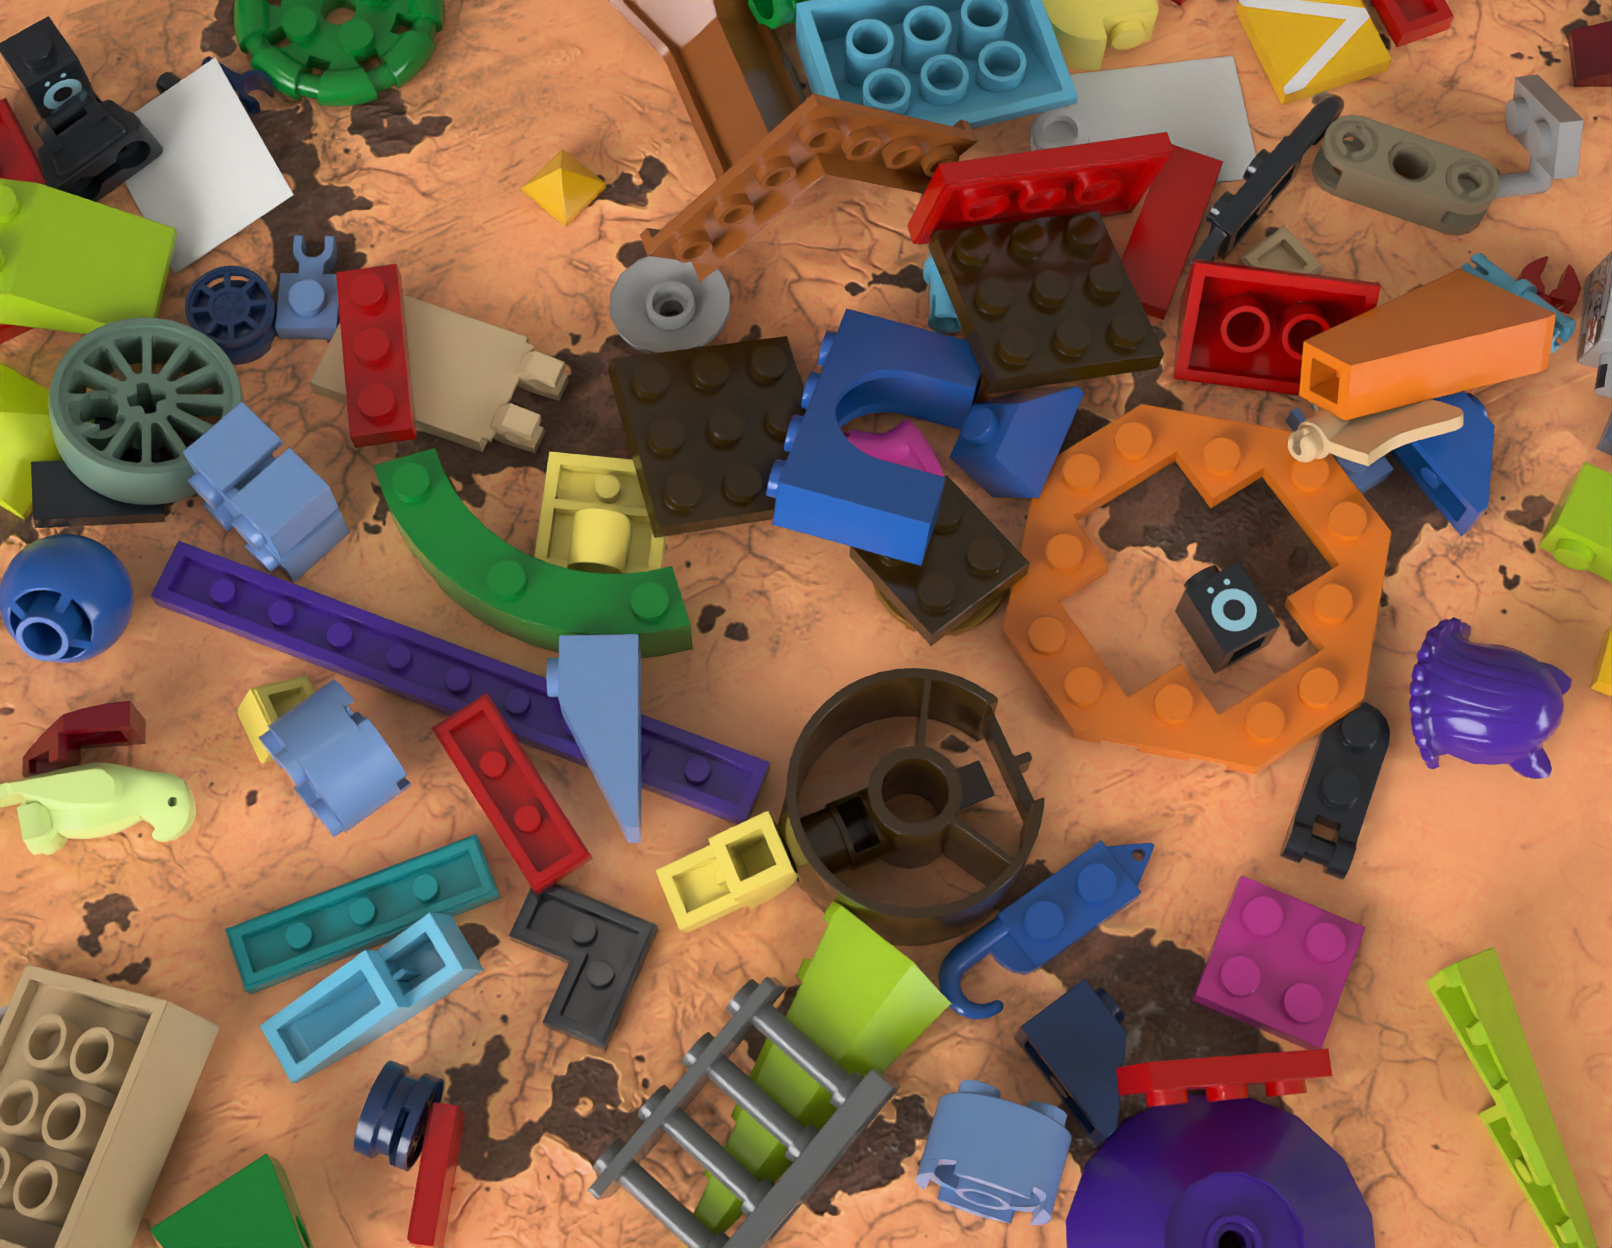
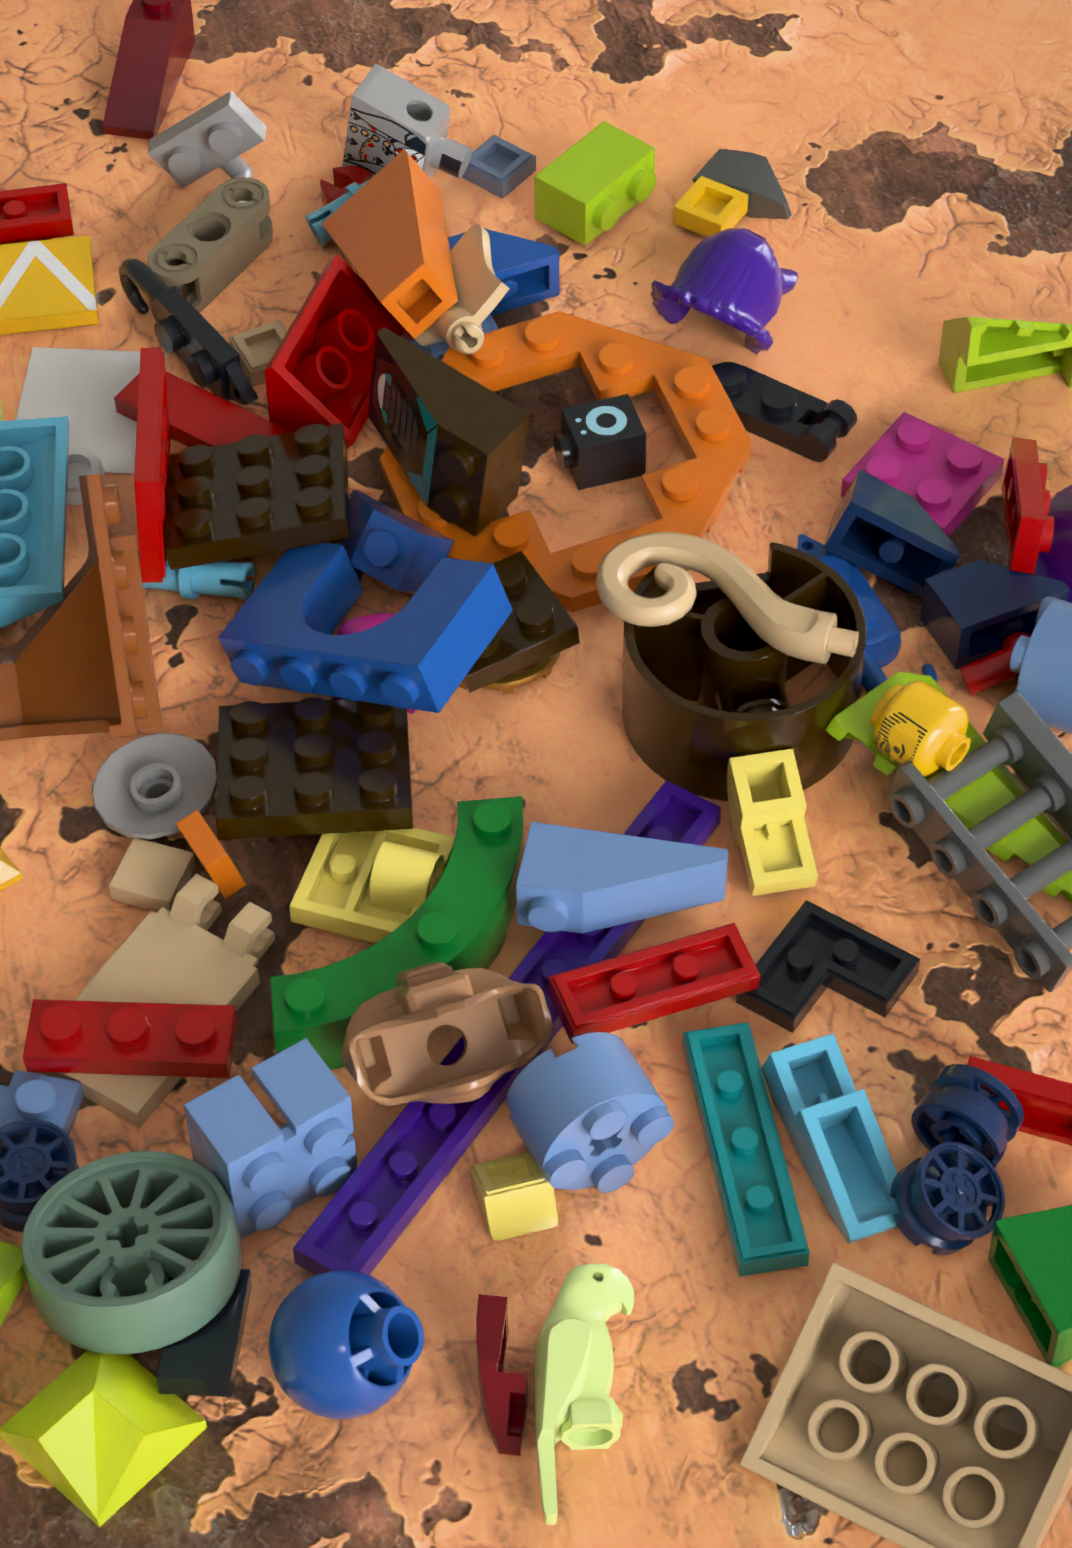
camera: 75 degrees left, 20 degrees down
(305, 1107) = (947, 1198): none -> dark blue wheel
(390, 579) = (388, 1034): none -> medium nougat piece
(580, 331) = (151, 875): none -> tan tile
(589, 370) = (211, 854): none -> orange tile
(825, 994) = (921, 727): none -> yellow head
(906, 830) = (783, 625): none -> tan plant
(1004, 1075) = (992, 668): none -> red arm
(1111, 475) = (447, 433): none -> dark brown slope
(1156, 933) = (889, 535): none -> dark blue slope

